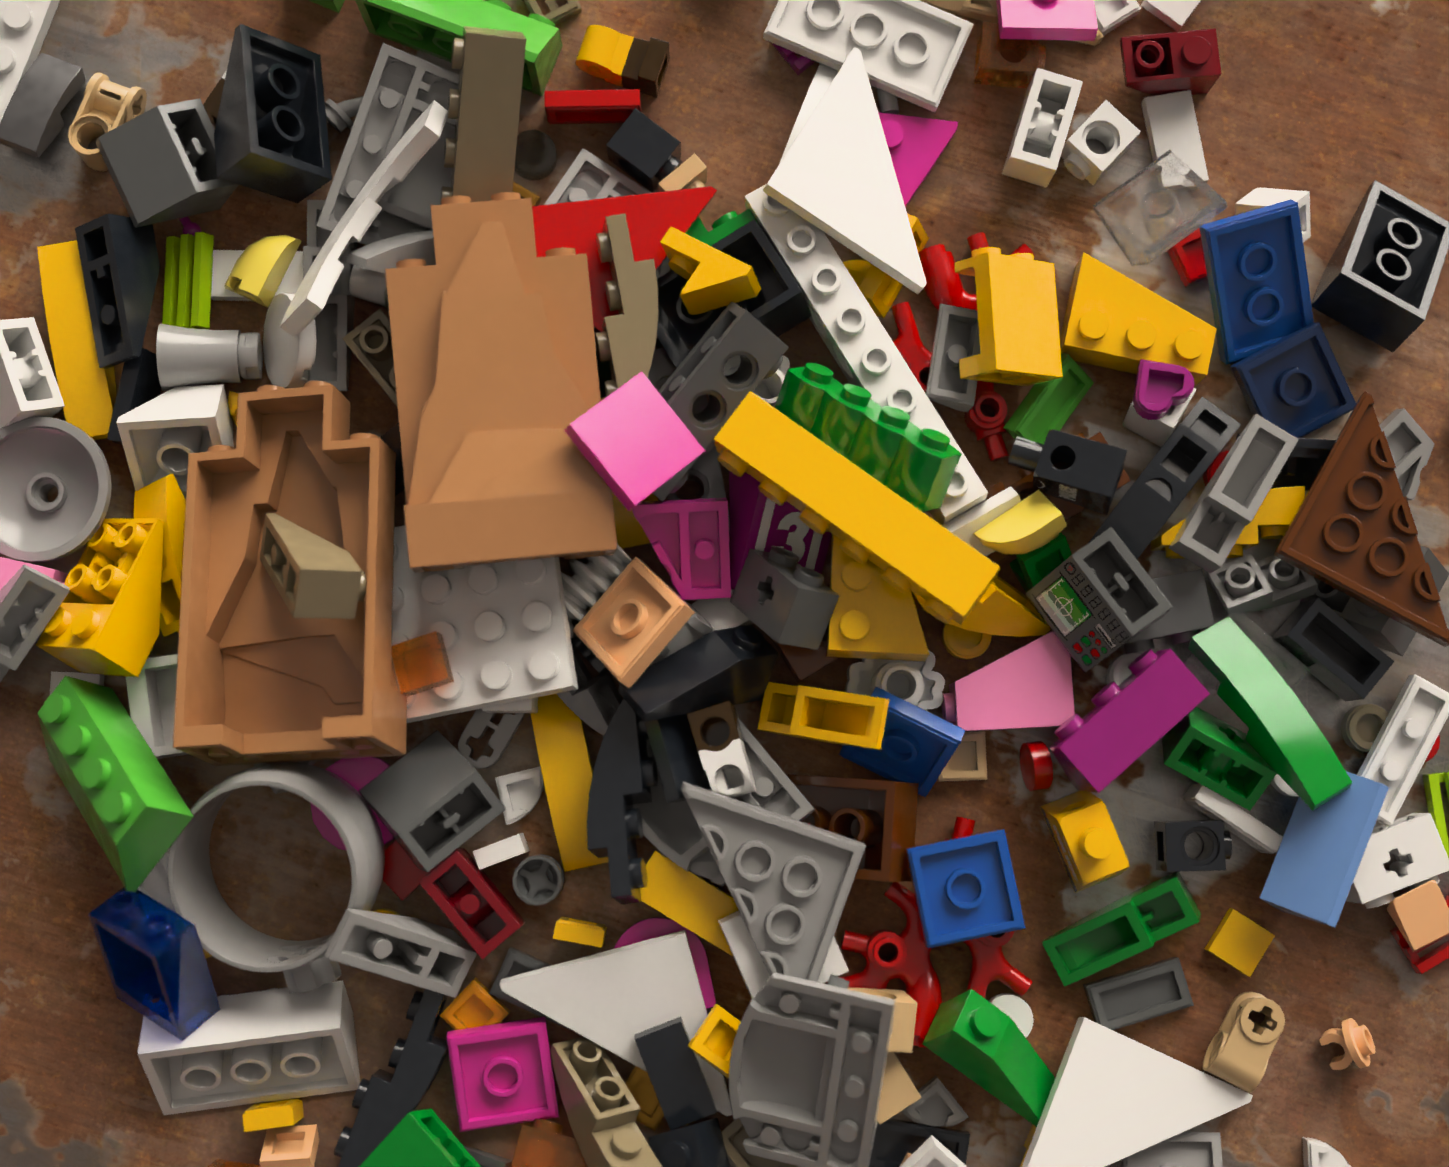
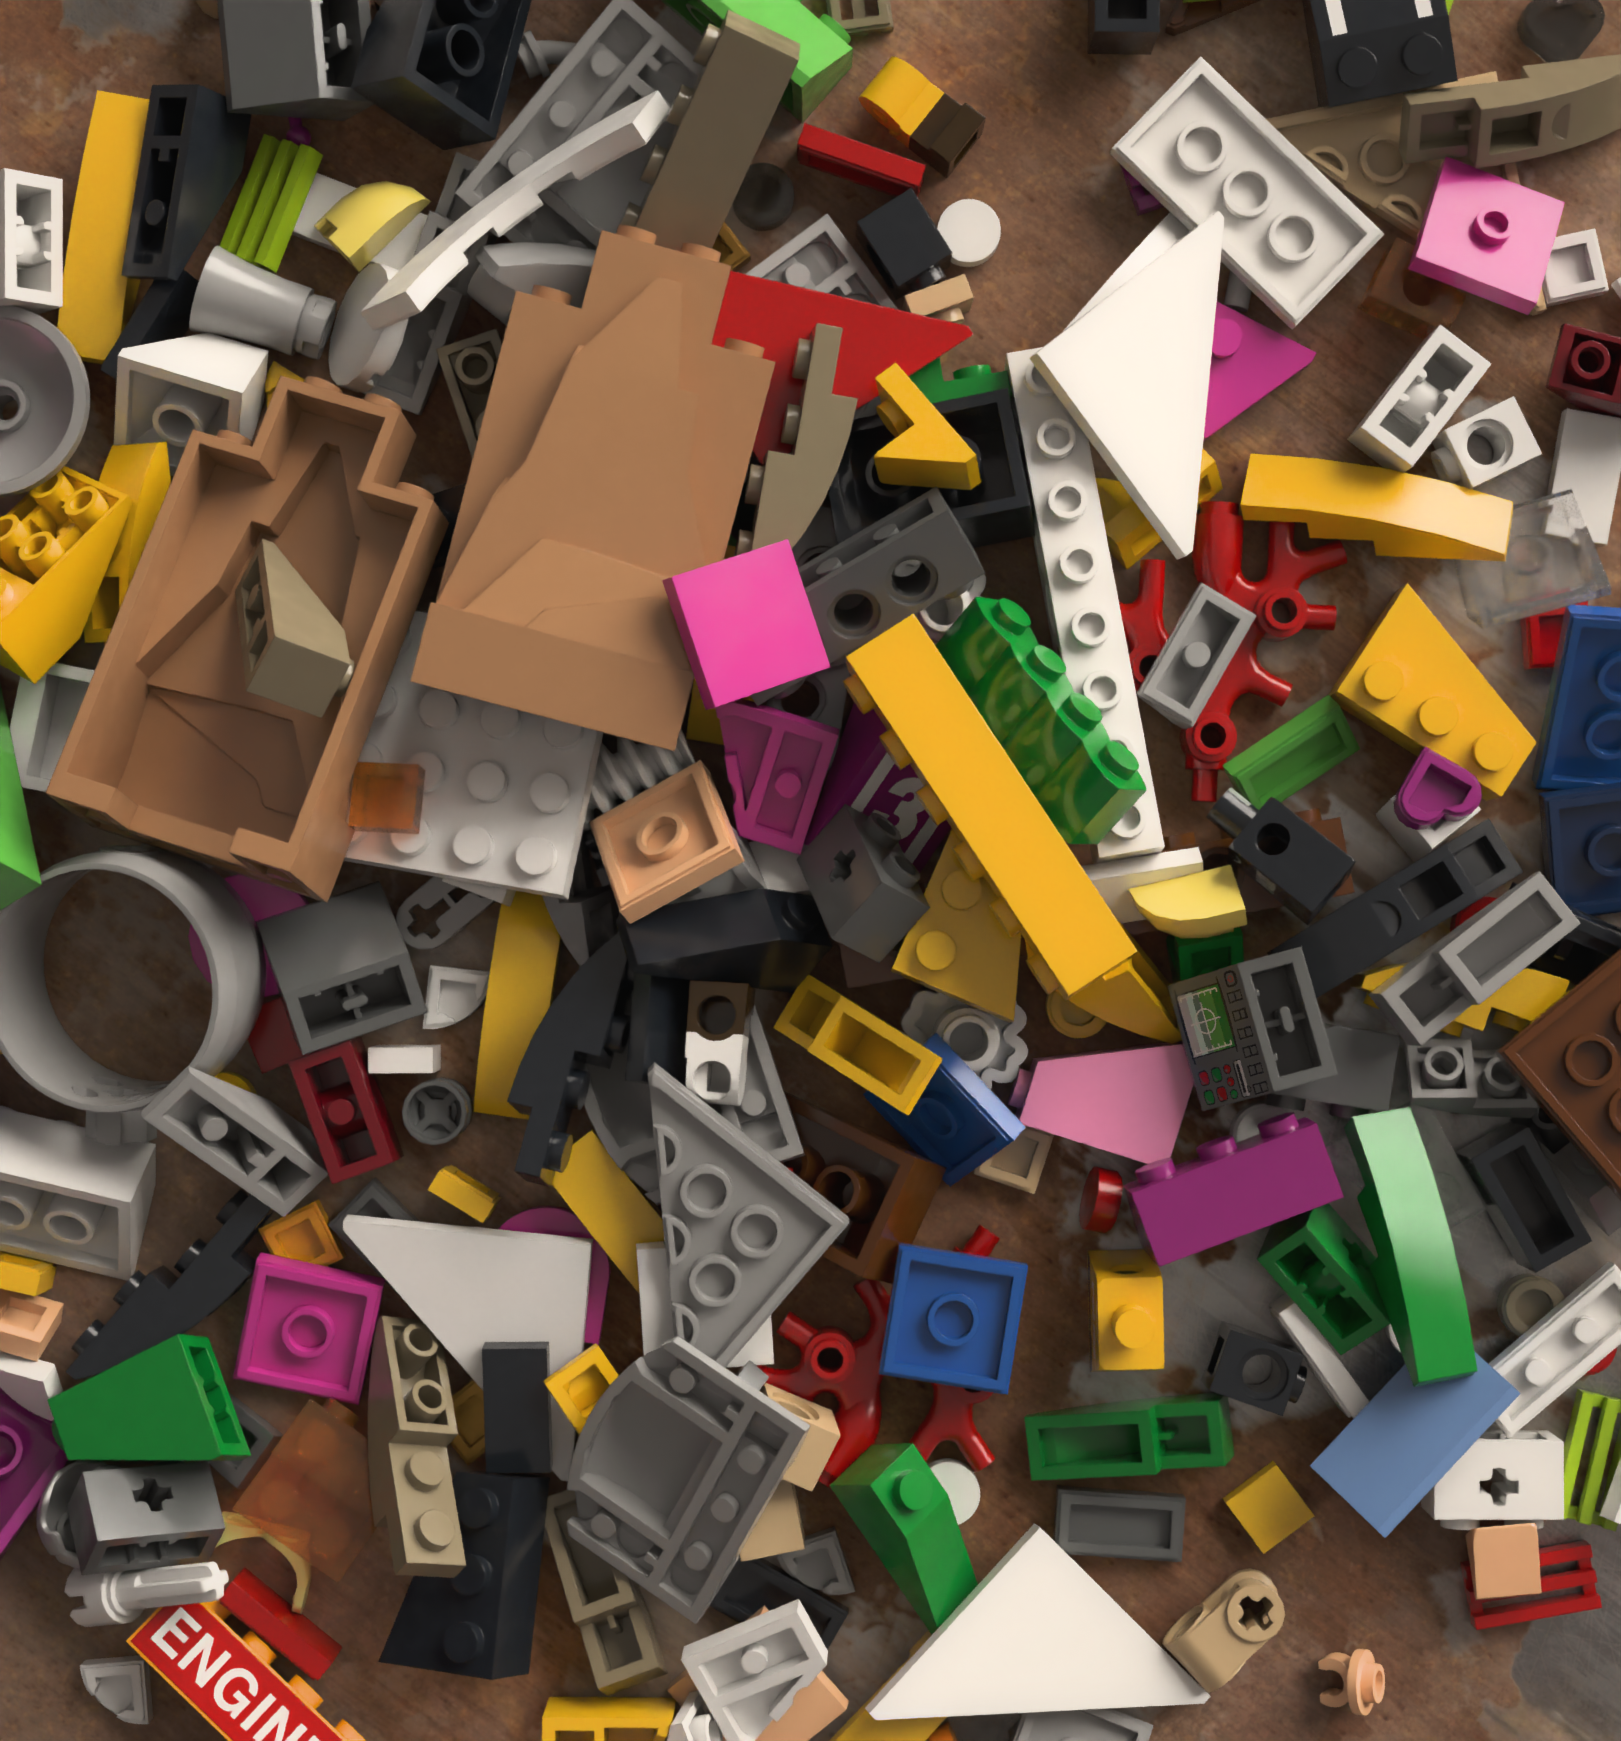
camera: 30 degrees right, 5 degrees up
(688, 125) = (970, 232): none -> white tile
(1014, 319) = (1285, 635): yellow panel -> none
(1051, 207) = (1393, 508): none -> yellow slope

